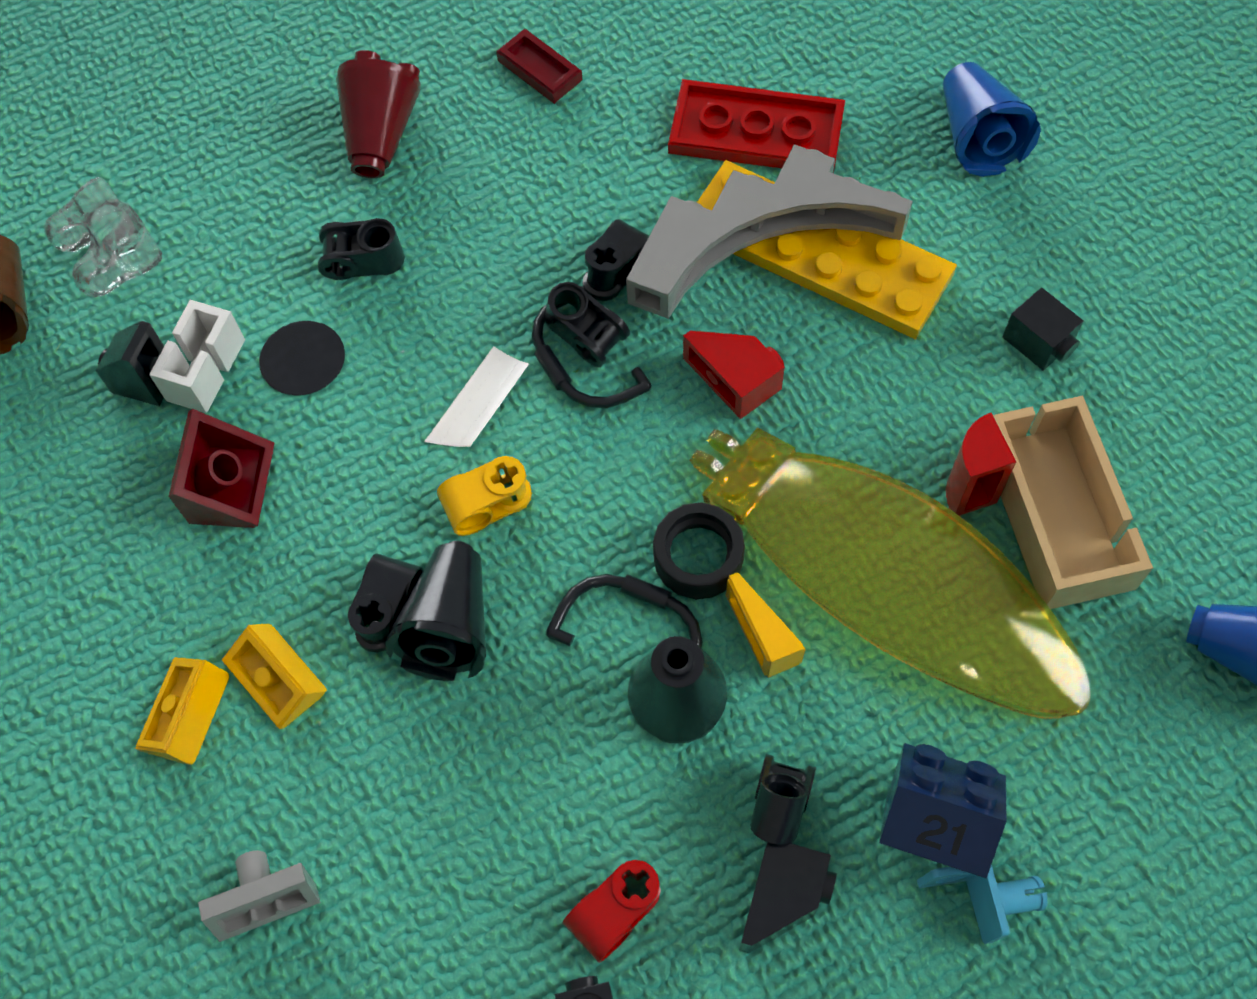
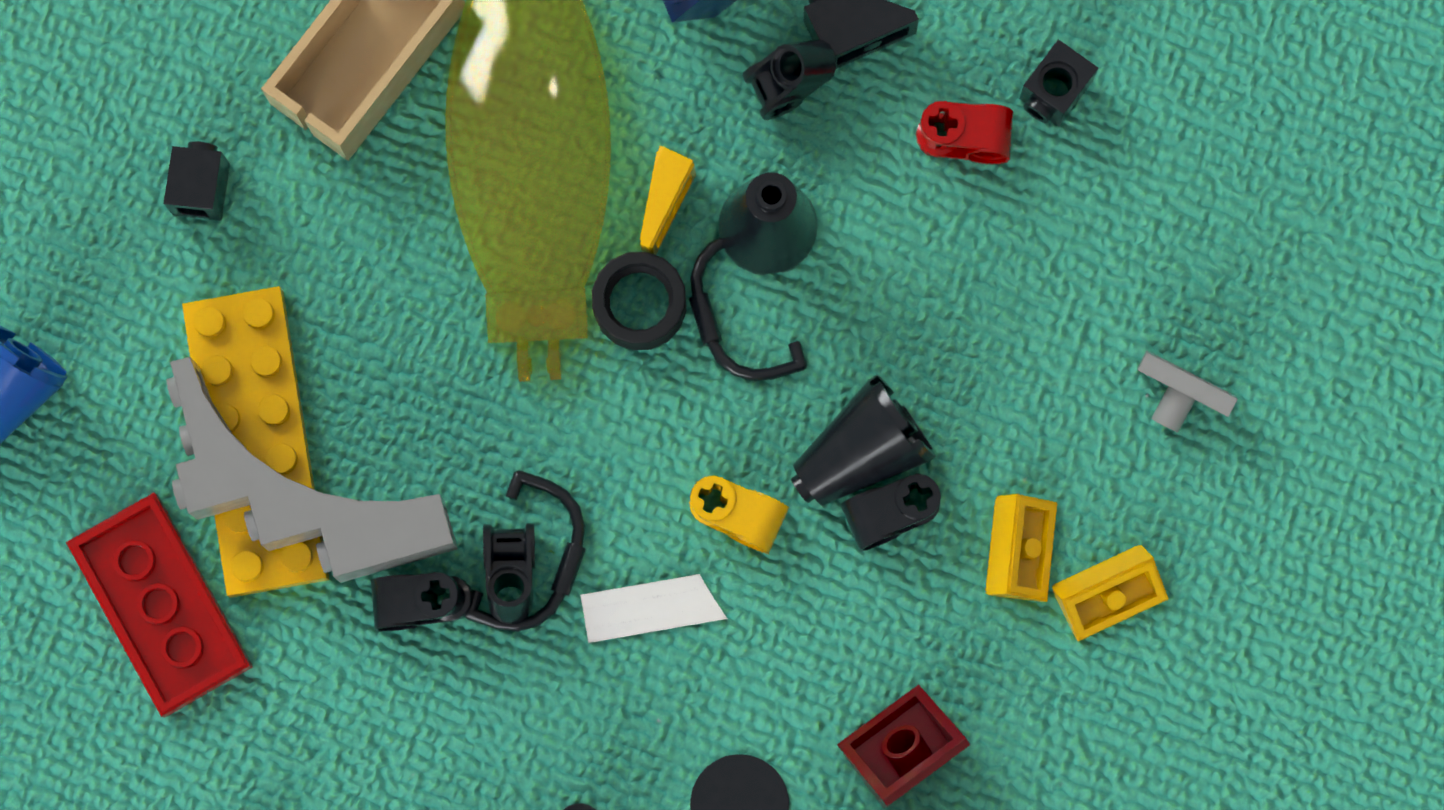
camera: 130 degrees left, 15 degrees up
(735, 368) = (446, 401): red slope -> none
(980, 468) = (391, 131): red brick -> none

